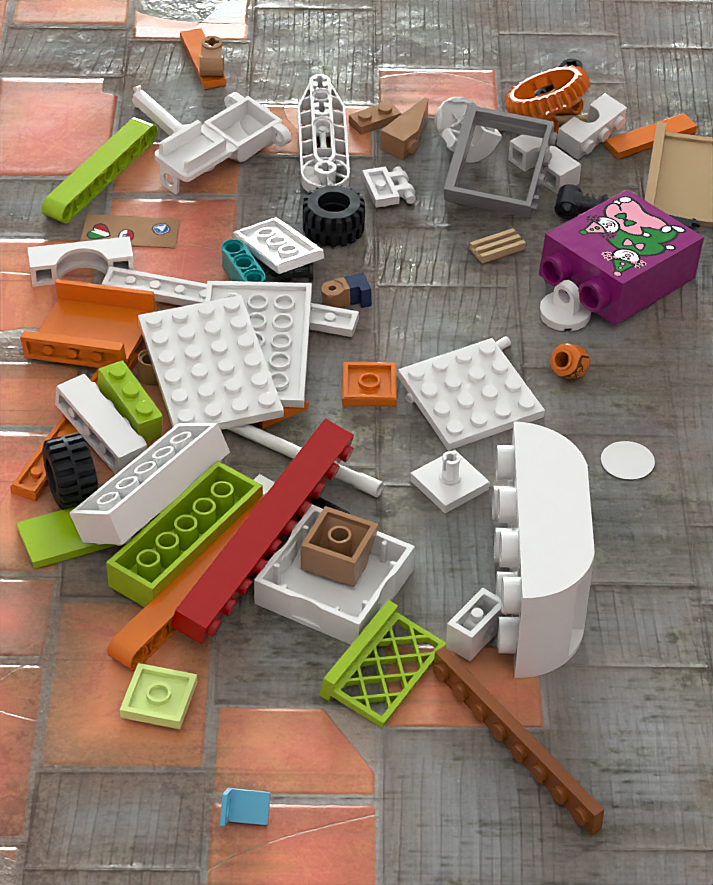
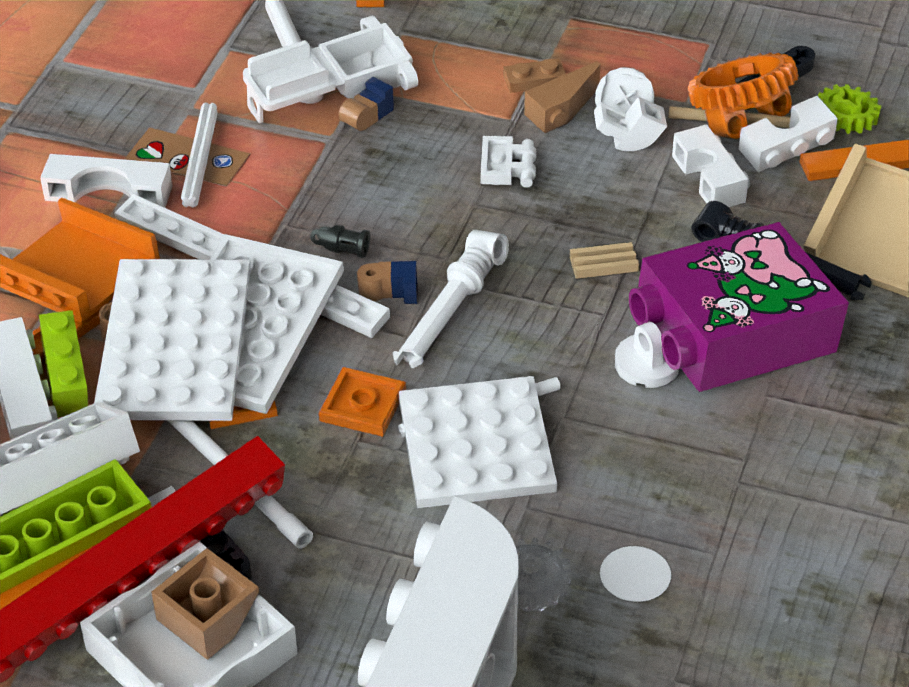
camera: 20 degrees right, 0 degrees up
(99, 170) = (183, 80): lime beam -> none
(143, 227) = (199, 155): none -> white axle
(240, 263) = (282, 219): teal beam -> none
(259, 163) = (368, 105): none -> leg
(278, 245) = (335, 207): white tile -> none
(322, 121) = (436, 124): white beam -> none
(333, 215) = (419, 184): black tyre -> none
(403, 278) = (464, 278): none -> white piece
(449, 481) = (389, 547): white tile -> none
(506, 122) = (606, 131): light grey window -> none
(569, 361) = (615, 427): orange head -> none
(630, 96) = (851, 107): none -> lime gear

